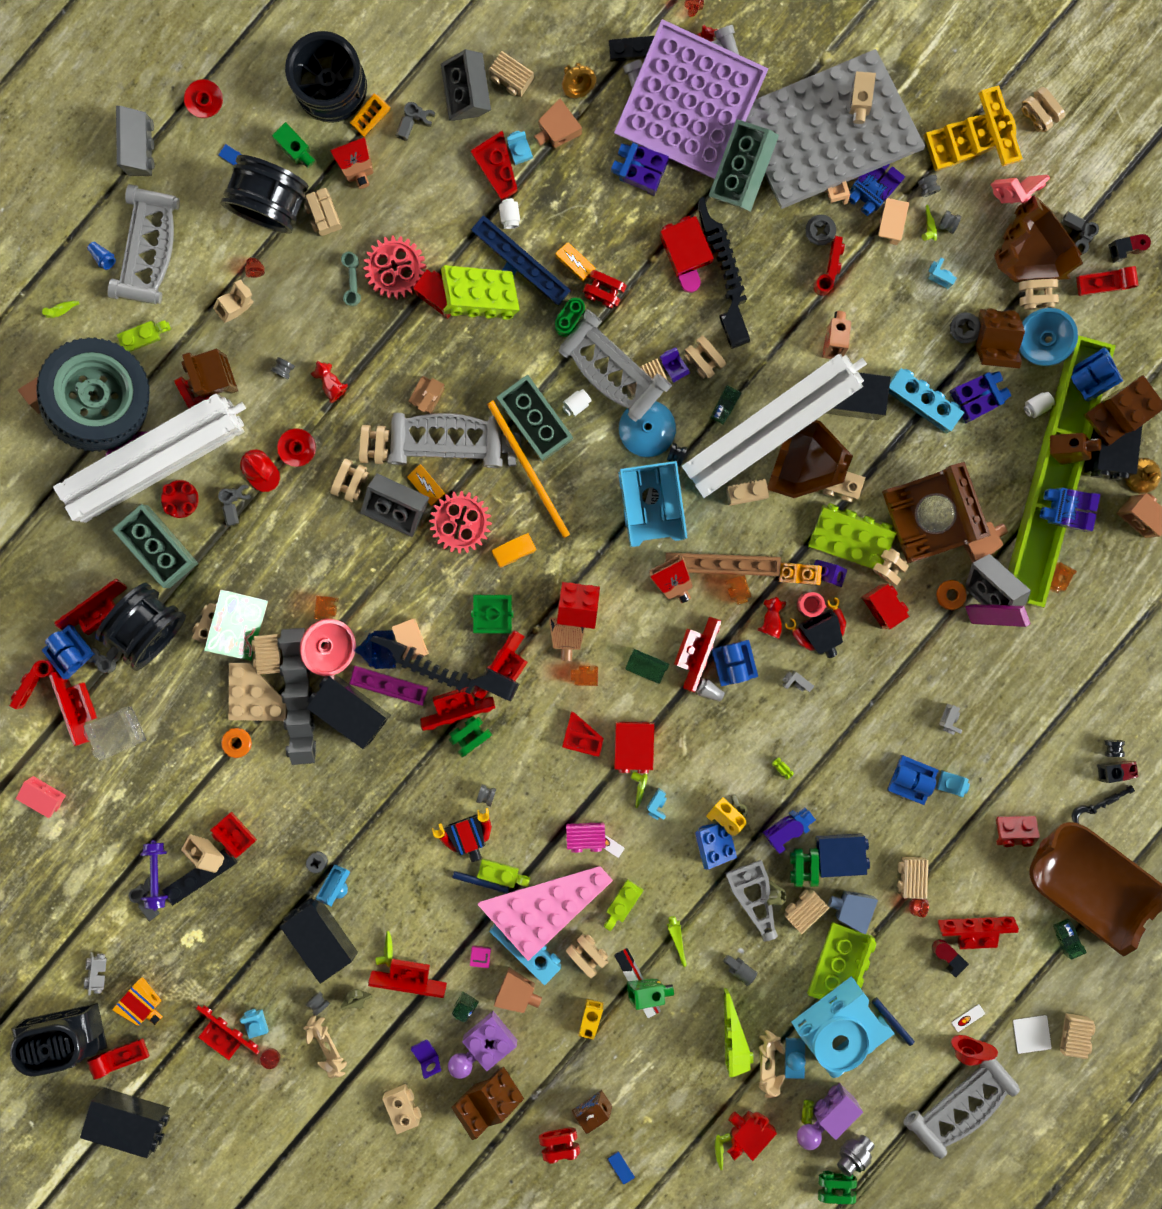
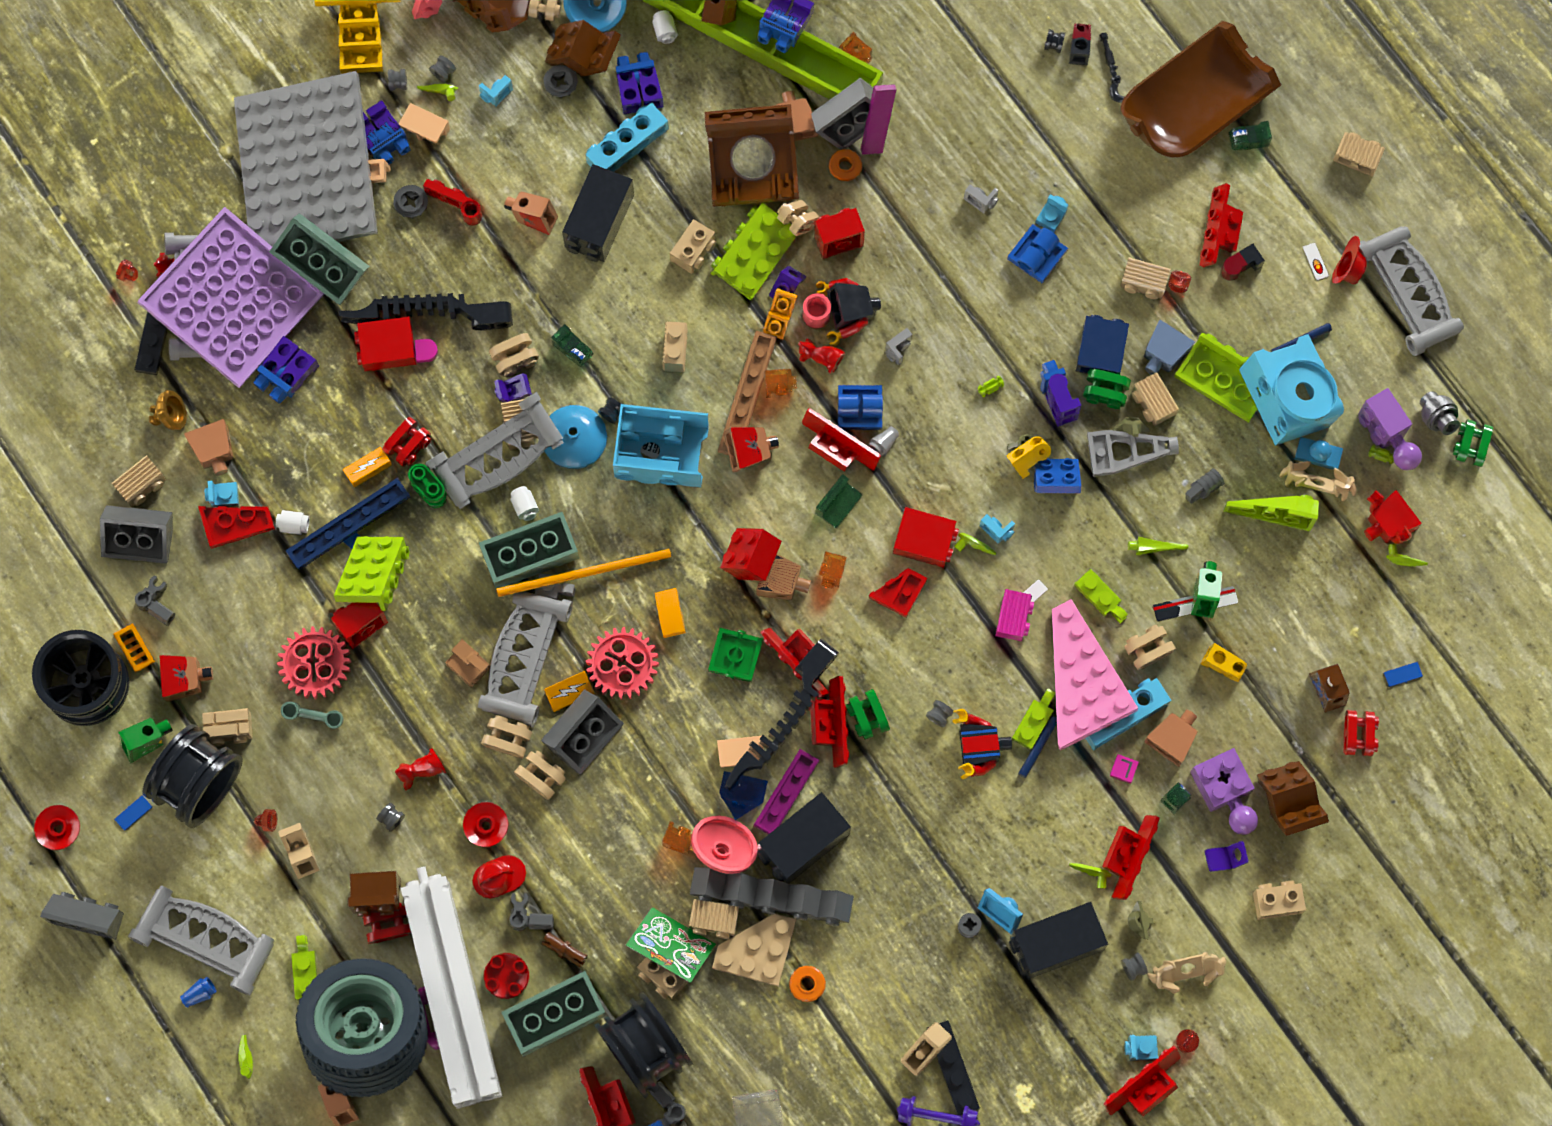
camera: 75 degrees left, 15 degrees down
(212, 540) = (564, 949): none -> reddish brown pin
(233, 835) = (914, 1012): red bracket -> none
(775, 423) = (610, 292): white brick -> none
(809, 462) = (657, 272): reddish brown panel -> none
(862, 96) = (284, 119): tan torso -> none
(1017, 831) = (1120, 160): bracket -> none
(1032, 1034) = (1348, 200): white sticker -> none

